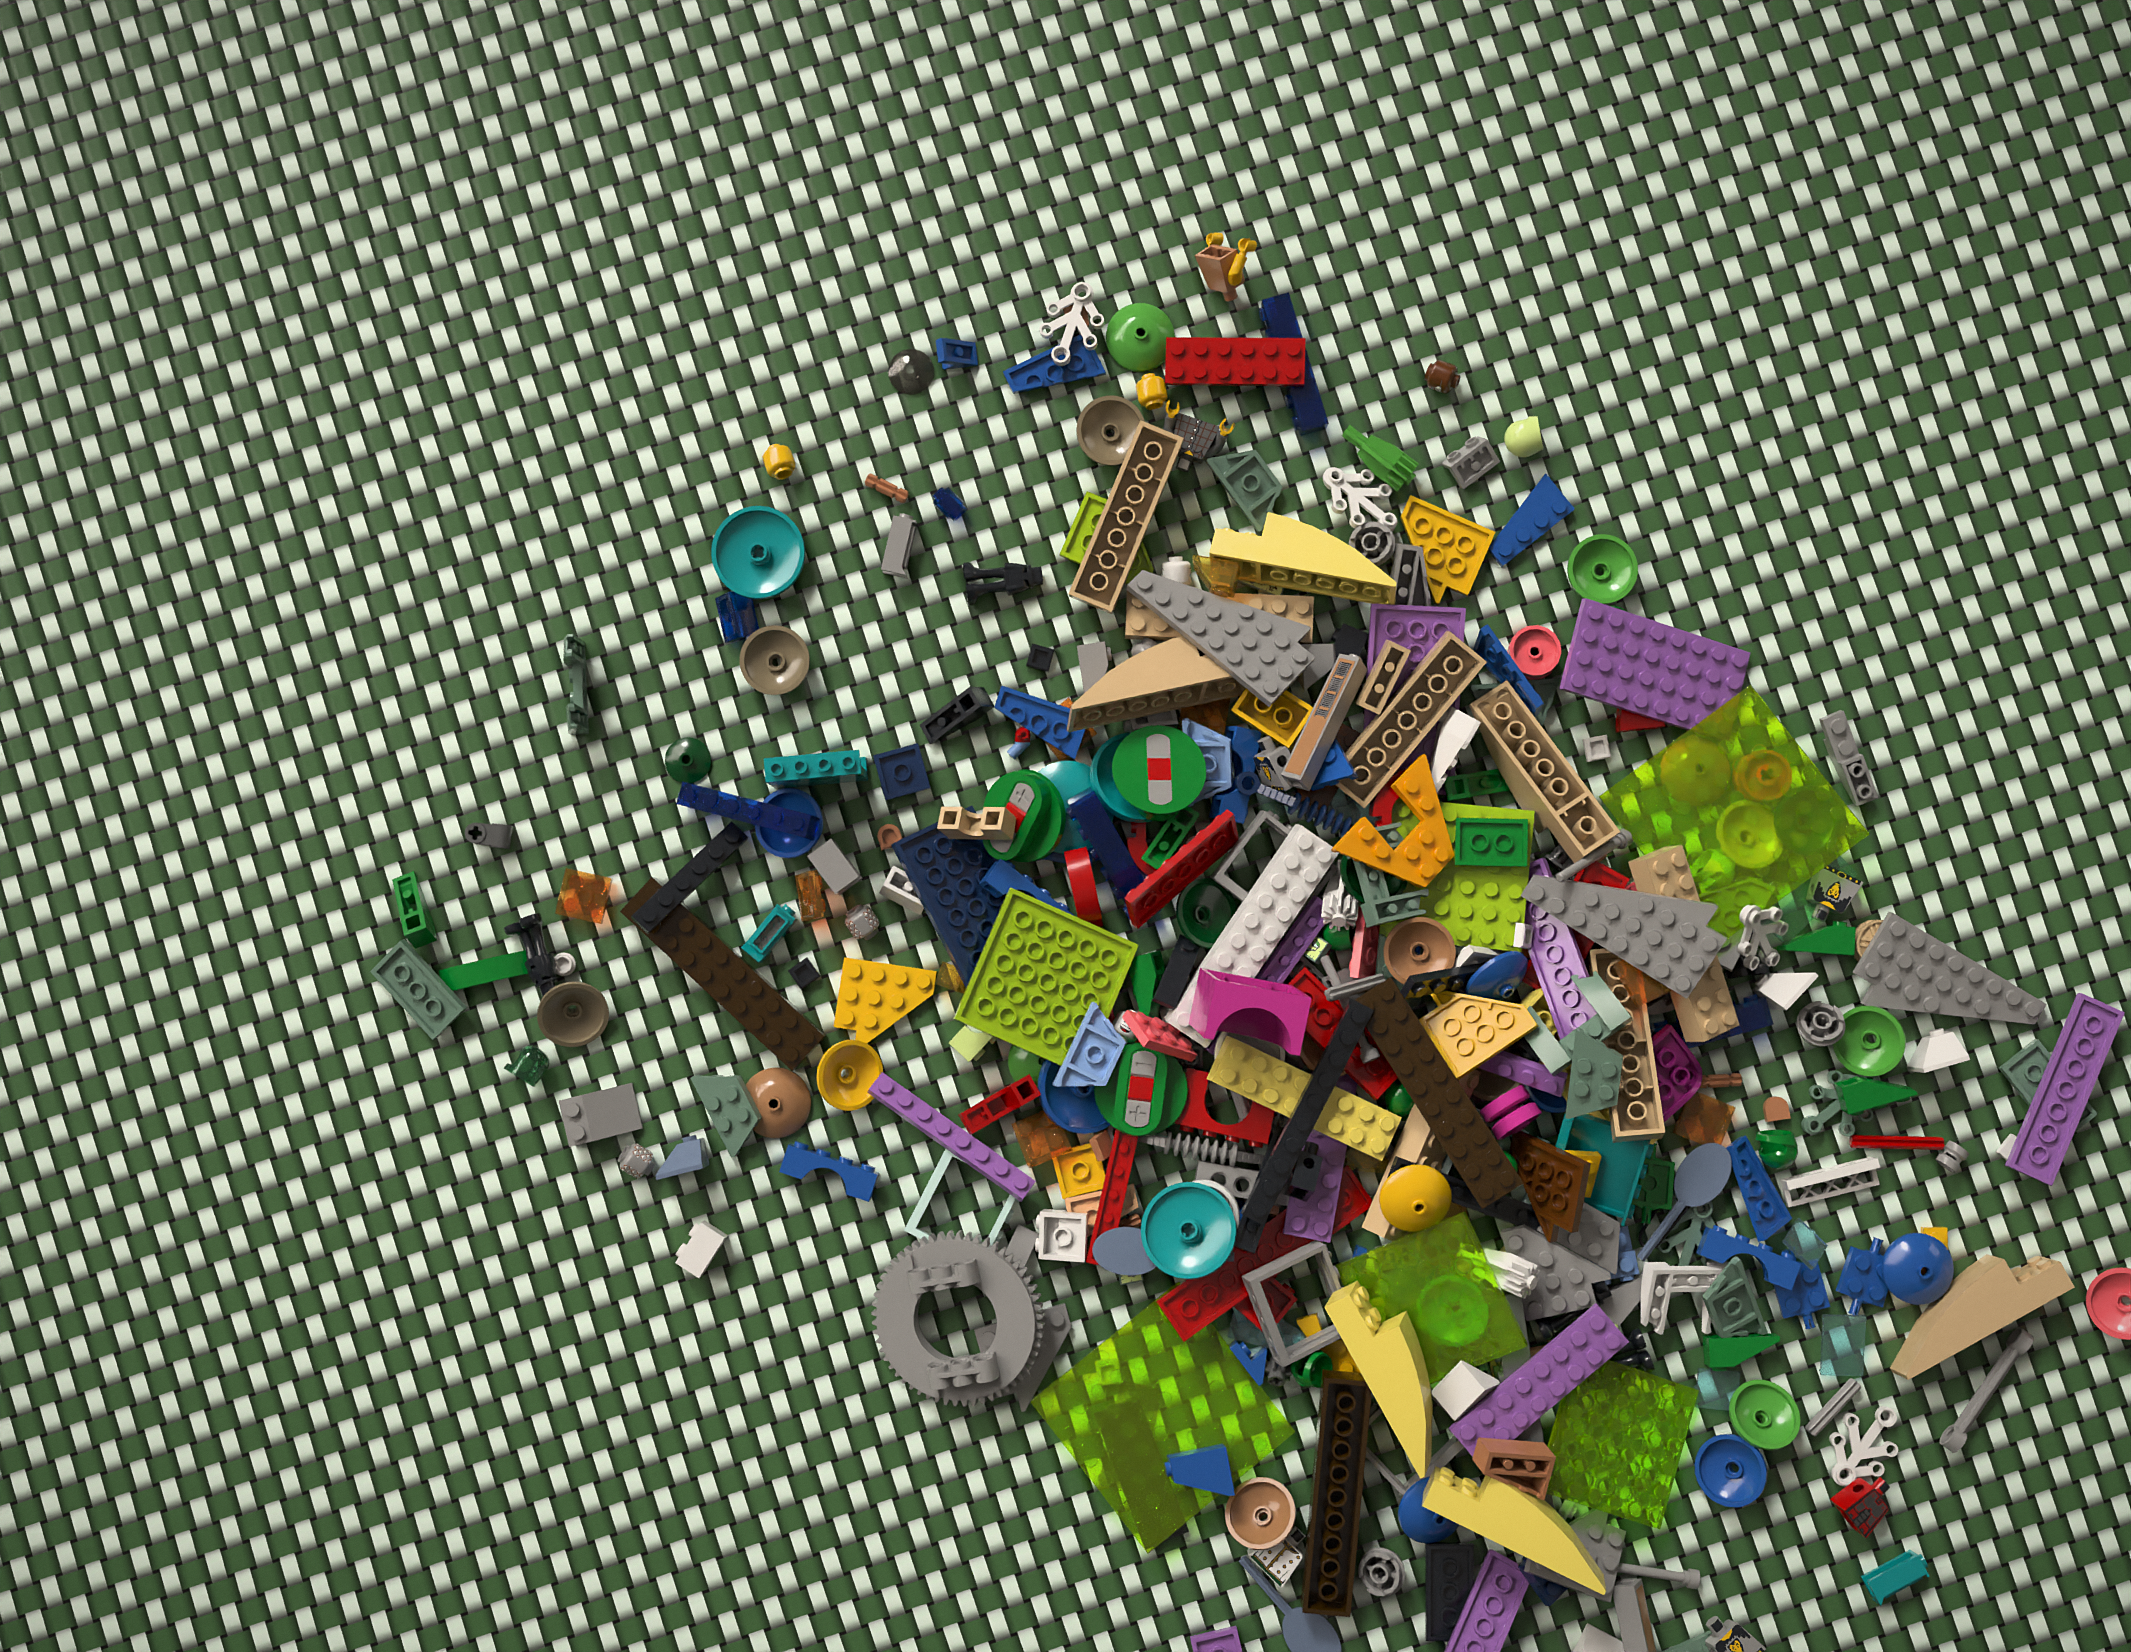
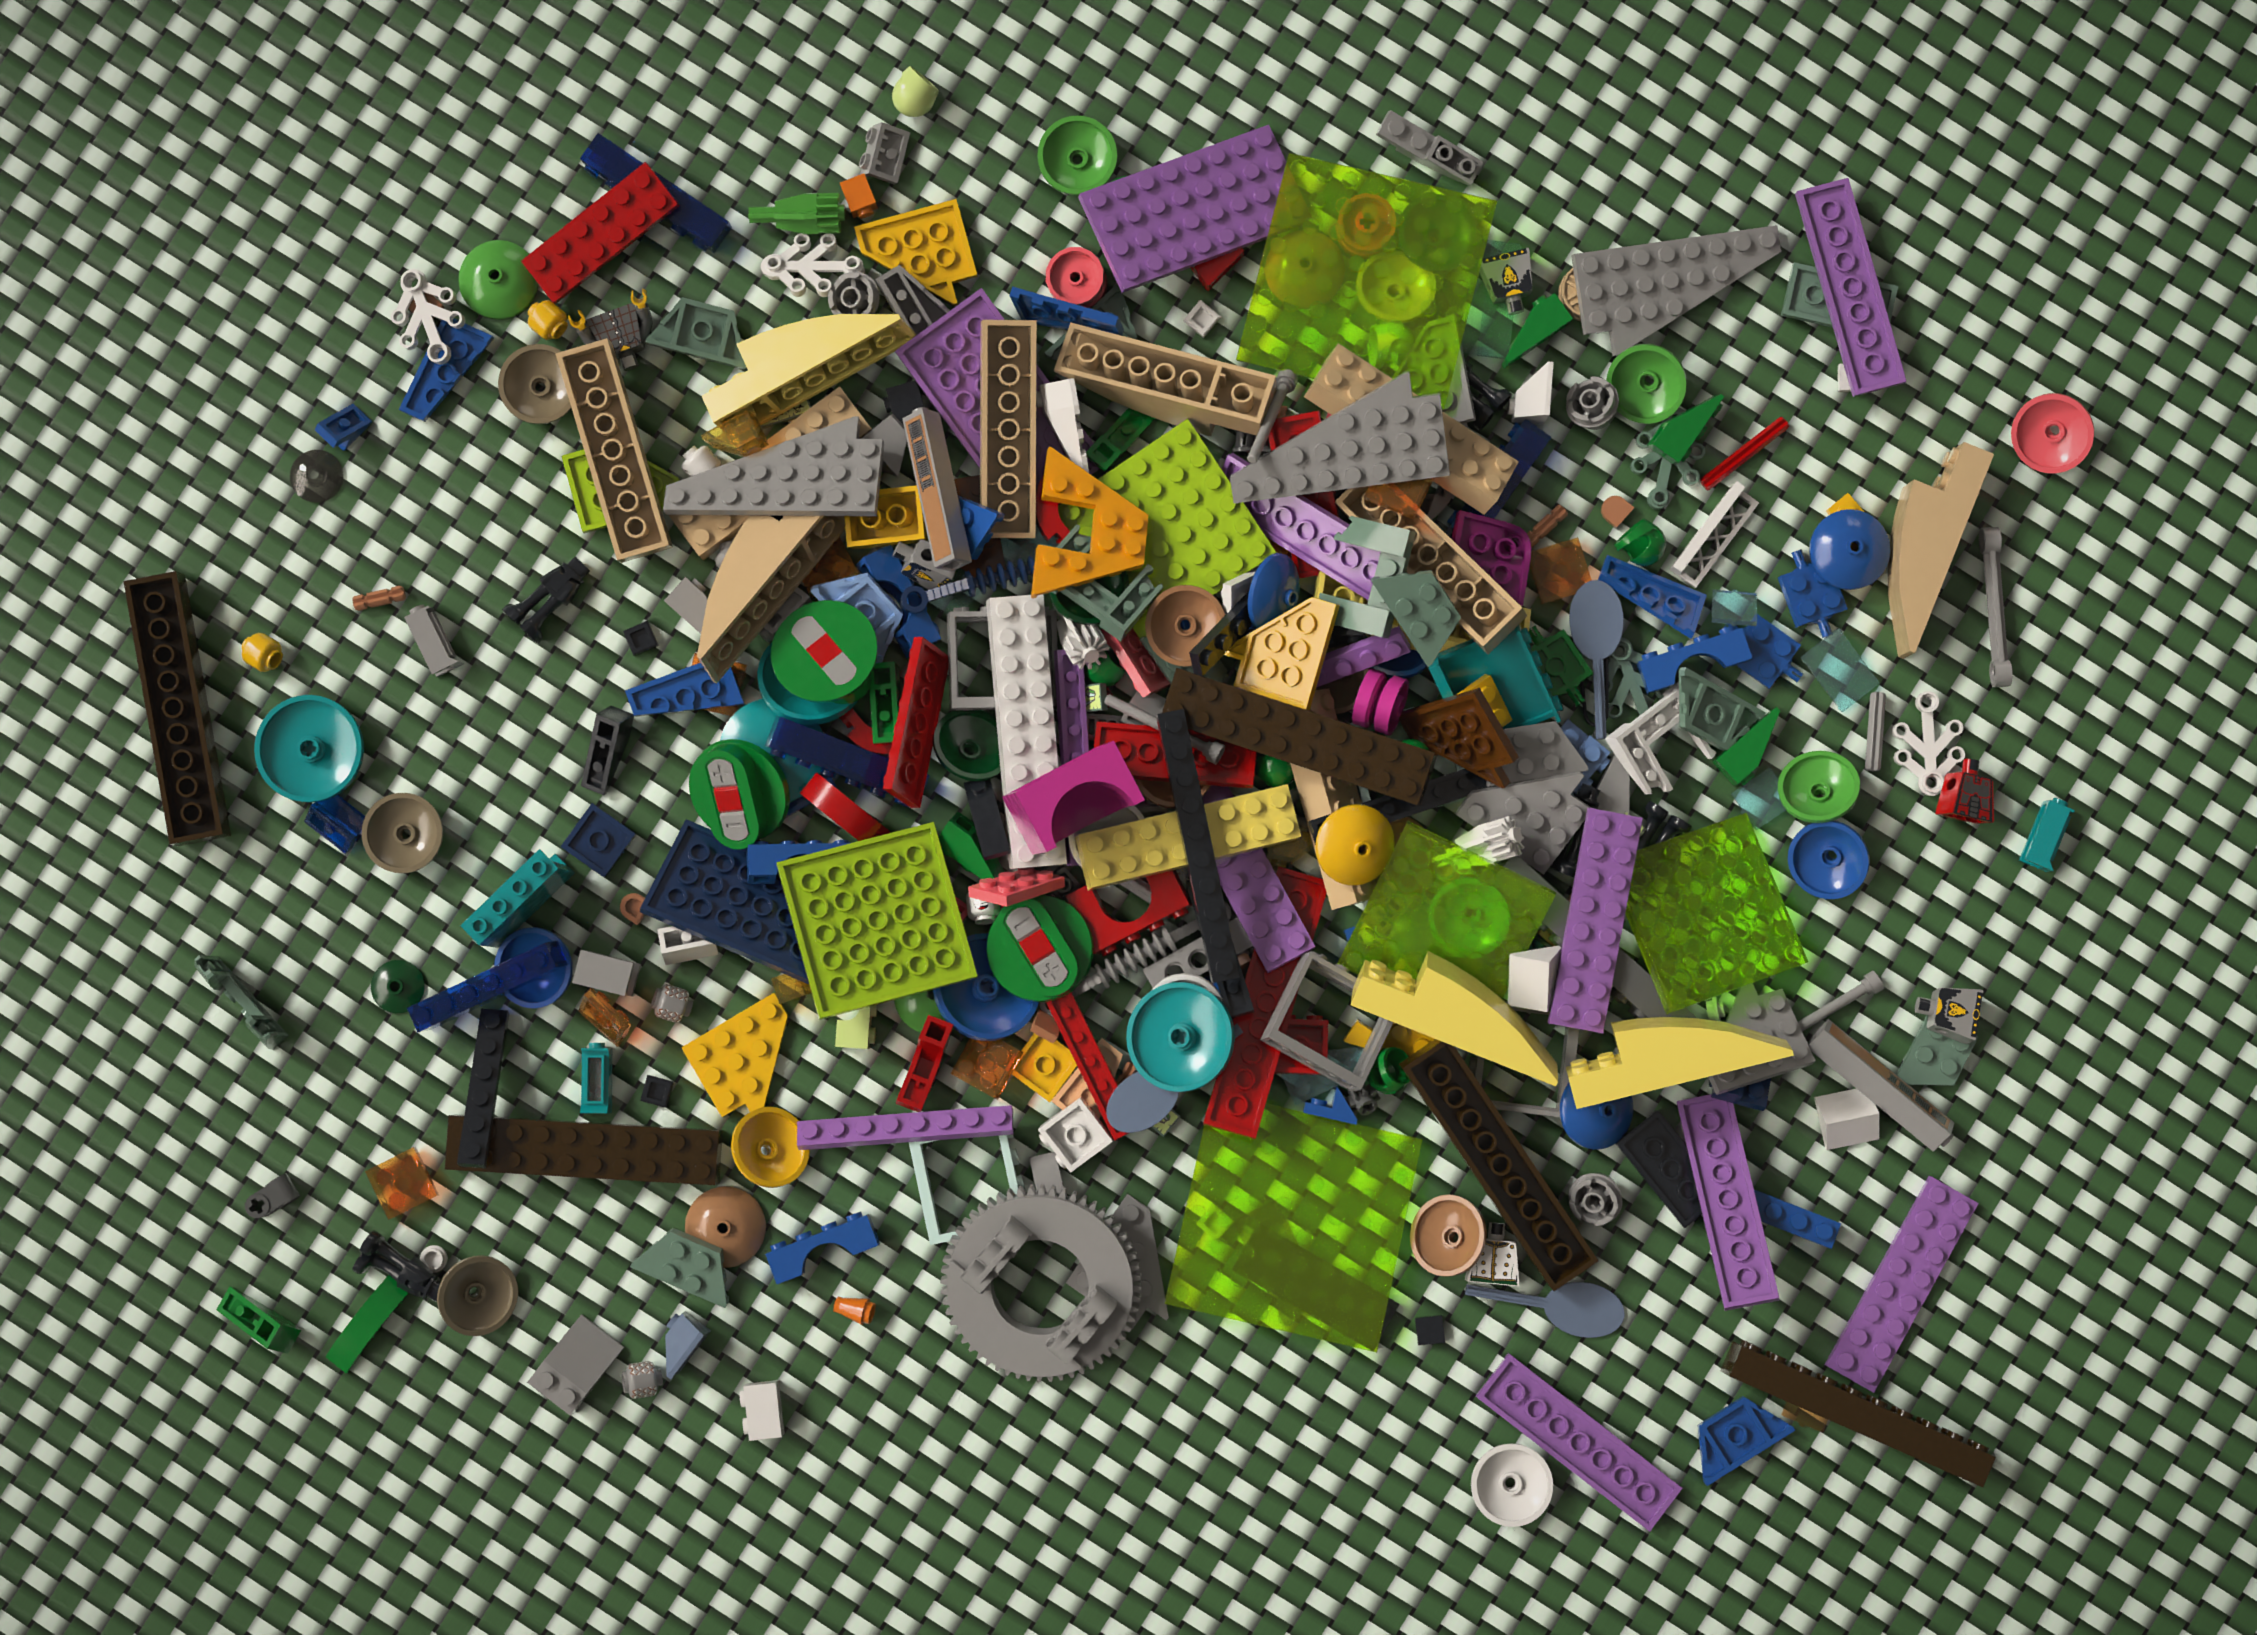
camera: 35 degrees left, 0 degrees up
(418, 989) = (320, 1387): sand green plate -> none
(530, 1064) = (475, 1373): clear green helmet -> none
(692, 454) = (177, 708): none -> dark brown brick
(819, 1232) = (856, 1309): none -> orange cone
(949, 503) = (446, 566): clear blue brick -> none
(992, 824) = (715, 818): tan arch -> none
(1022, 741) = (685, 727): arm -> none
(1091, 1052) = (967, 950): light blue wing -> none
(1195, 1565) = (1429, 1330): none -> black tile
(1202, 1469) = (1364, 1238): blue slope -> none
(1224, 265) = (520, 154): nougat torso -> none
(1303, 1180) = (1241, 903): black torso -> none
(1353, 988) = (1152, 705): light grey axle -> none
(1383, 676) = (956, 408): tan brick -> none
(1430, 477) = (859, 196): none -> orange brick
(1442, 376) = (797, 98): reddish brown head -> none
(1491, 842) = (1170, 477): green plate -> none
(1516, 1463) = (1628, 1004): nougat wedge -> none
(1523, 936) = (1266, 537): white tile -> none
(1535, 516) = (981, 159): blue wing -> none
(1751, 918) = (1451, 358): white plant -> none
(1937, 1051) = (1713, 344): white slope -> none
(1952, 1156) = (1802, 426): light grey wheel -> none

